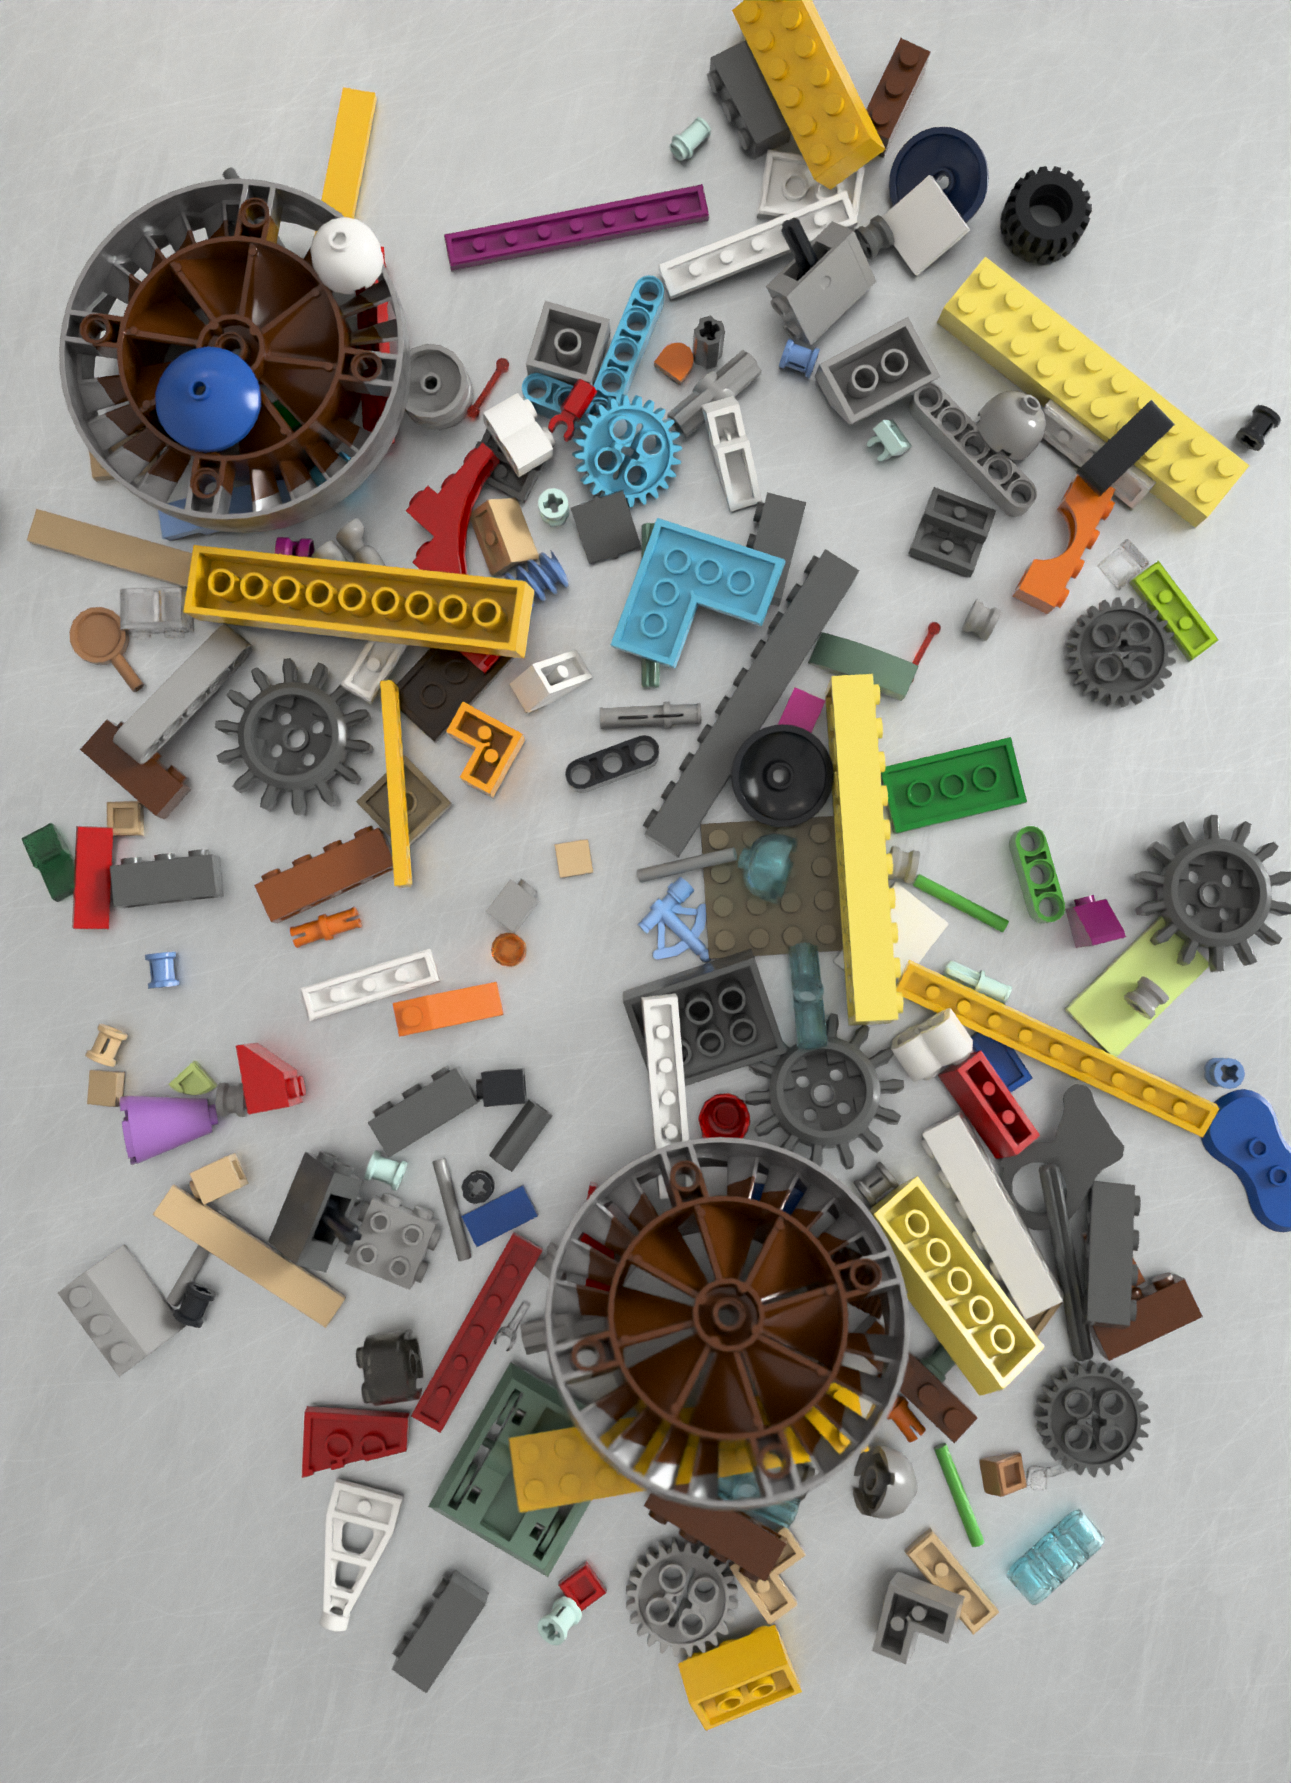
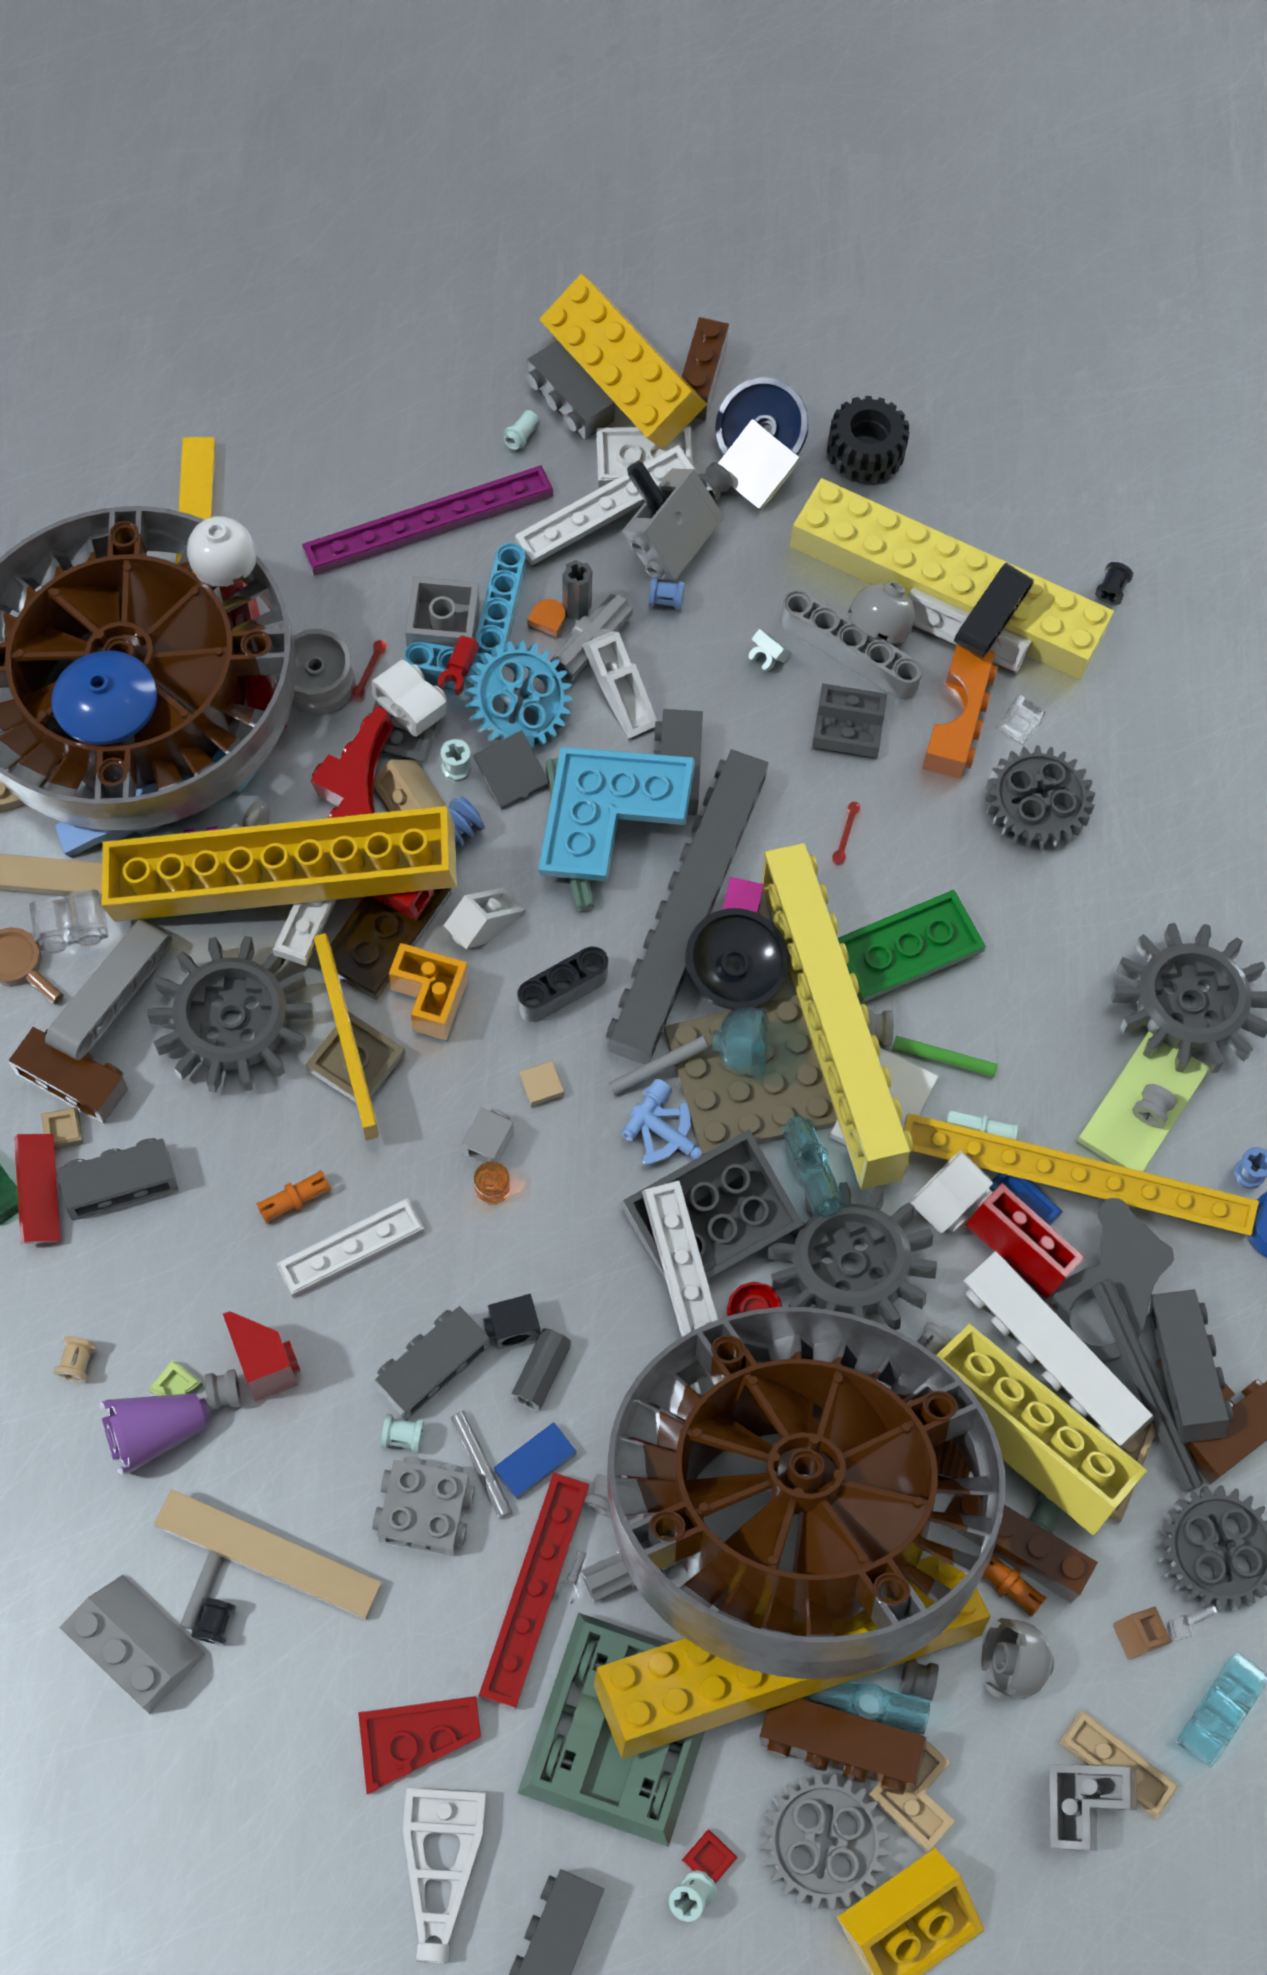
camera: 15 degrees left, 20 degrees down
(105, 1088) = (79, 1407): tan slope -> none
(162, 970) = (124, 1270): medium blue bush -> none
(217, 1179) = (219, 1477): tan brick -> none
(317, 1211) = (337, 1482): dark grey piece -> none
(326, 875) = (286, 1142): dark orange brick -> none
(390, 1368) = (447, 1640): clear smoke brick -> none
(447, 1009) = (436, 1254): orange slope -> none
(488, 1186) = (500, 1421): black bush -> none
(610, 716) = (592, 933): light grey pin -> none
(849, 657) = (824, 845): sand green slope -> none
(876, 372) = (741, 589): light grey slope -> none
(959, 1495) = (1101, 1665): bright green bar -> none
(981, 620) = (897, 790): light grey wheel -> none
(1041, 858) = (1014, 1028): bright green beam -> none
(1093, 922) = (1082, 1046): magenta slope -> none
(1163, 594) = (1100, 766): lime tile -> none

